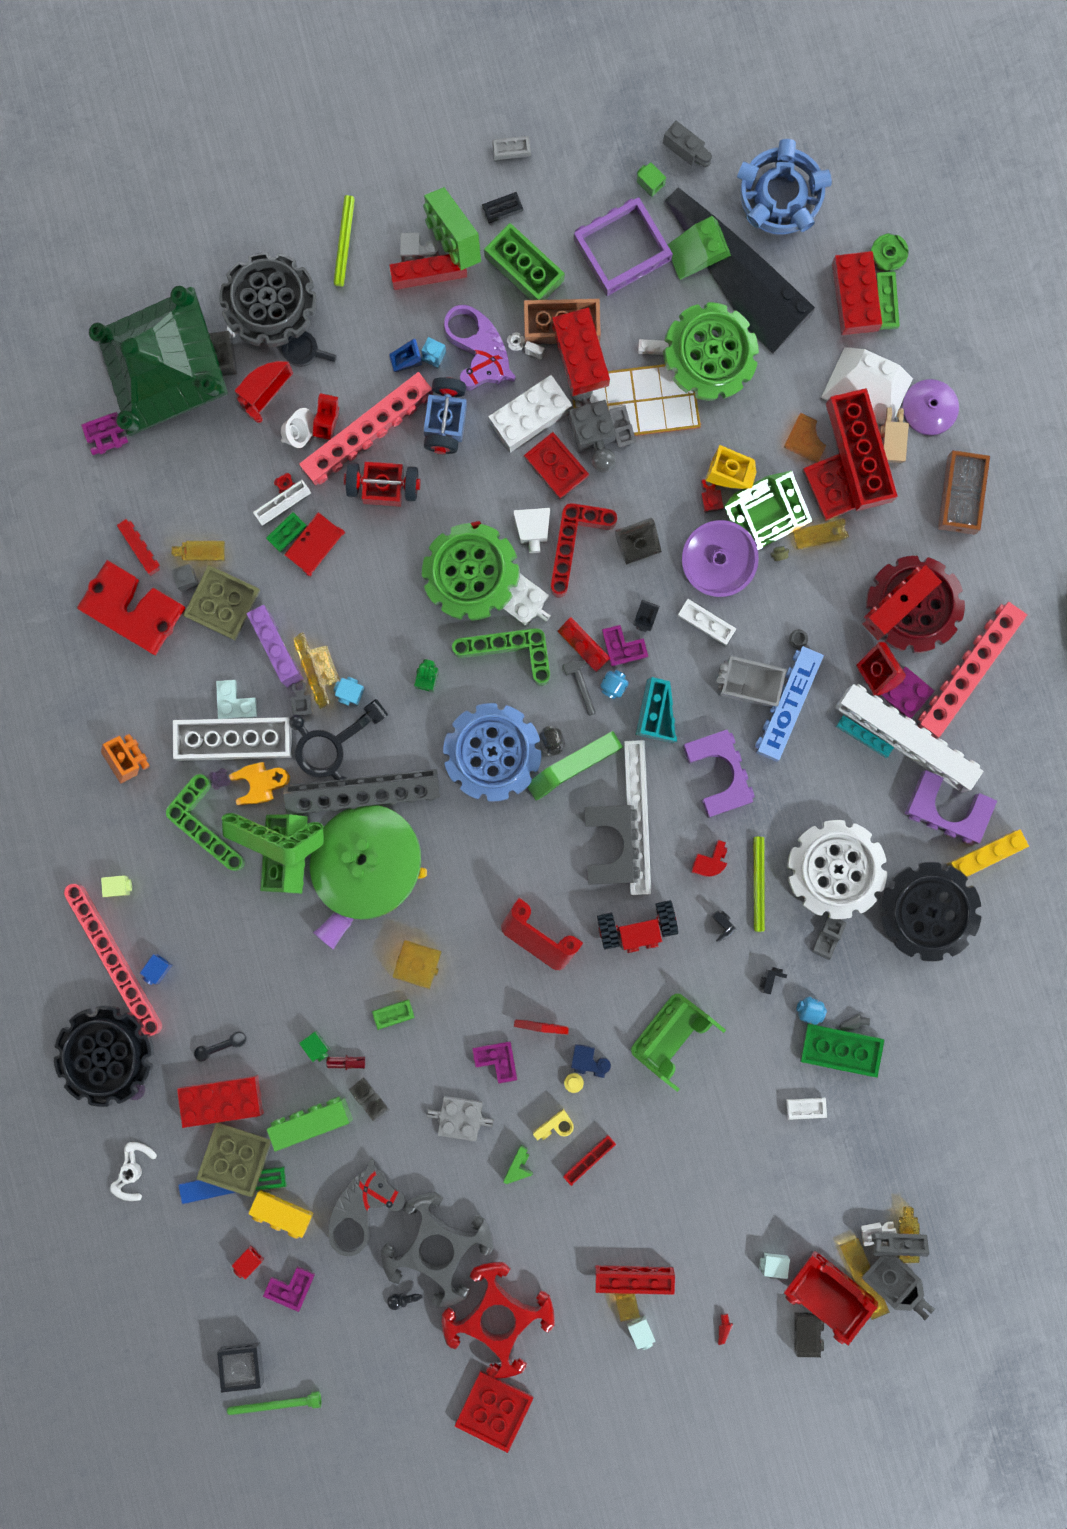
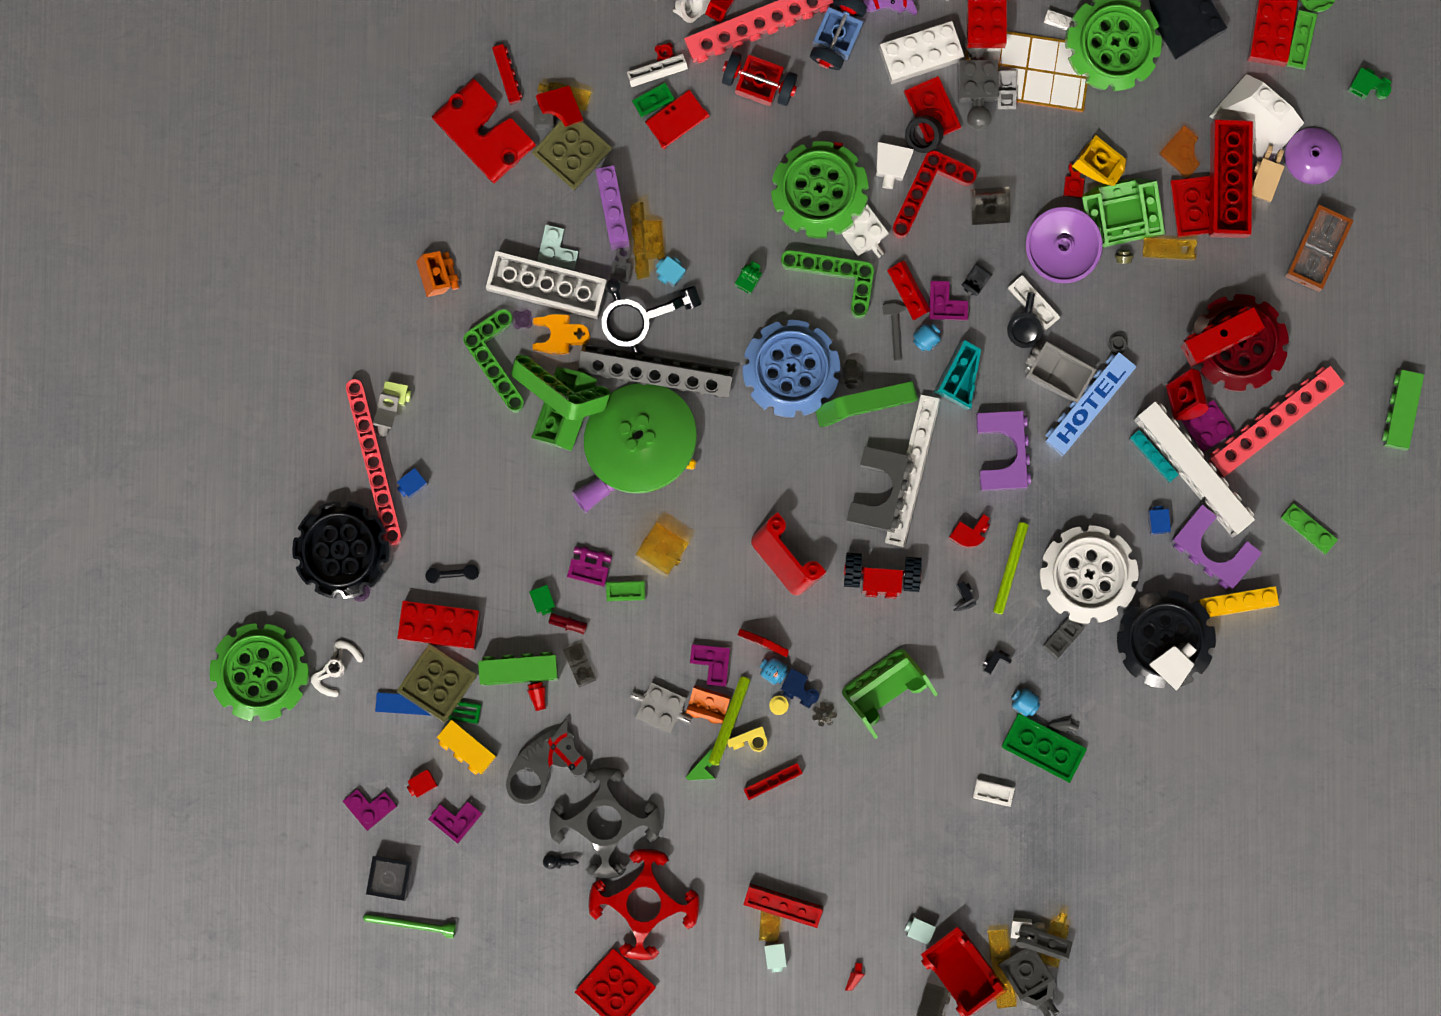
camera: 15 degrees right, 0 degrees up
(73, 1228) = (251, 641): none -> bright green piece
(110, 909) = (385, 414): none -> light grey bracket
(197, 560) = (561, 104): none -> red tile
(205, 1305) = (369, 813): none -> magenta plate
(336, 1142) = (537, 695): none -> red cone
(351, 1006) = (589, 572): none -> magenta plate
(505, 1103) = (708, 704): none -> orange bracket
(530, 1114) = (729, 721): none -> lime axle
(543, 498) = (935, 125): none -> black tyre
(559, 1050) = (773, 670): none -> dark azure head
(618, 1074) = (819, 714): none -> clear smoke plant
(706, 648) = (1026, 327): none -> black piece
(888, 797) = (1159, 520): none -> blue brick
(949, 936) = (1174, 664): none -> white torso
(960, 321) = (1366, 81): none -> green brick
(1033, 763) = (1309, 529): none -> bright green plate

